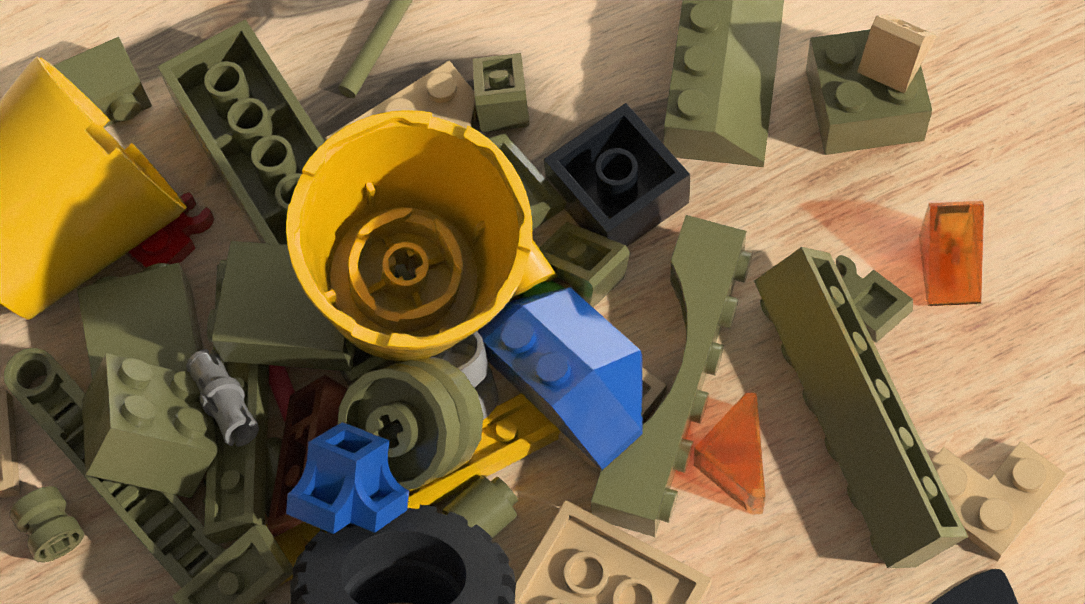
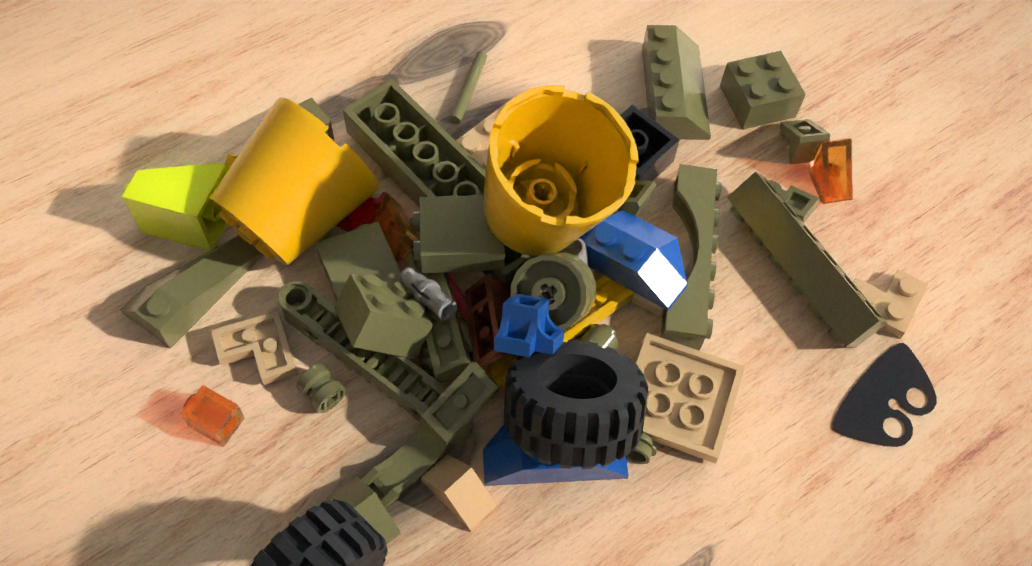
camera: 20 degrees left, 5 degrees down
(202, 257) = (396, 227): none -> clear orange slope
(733, 455) = (741, 298): clear orange slope -> none
(894, 51) = (783, 60): tan slope -> none
(915, 181) = (803, 139): none -> olive slope

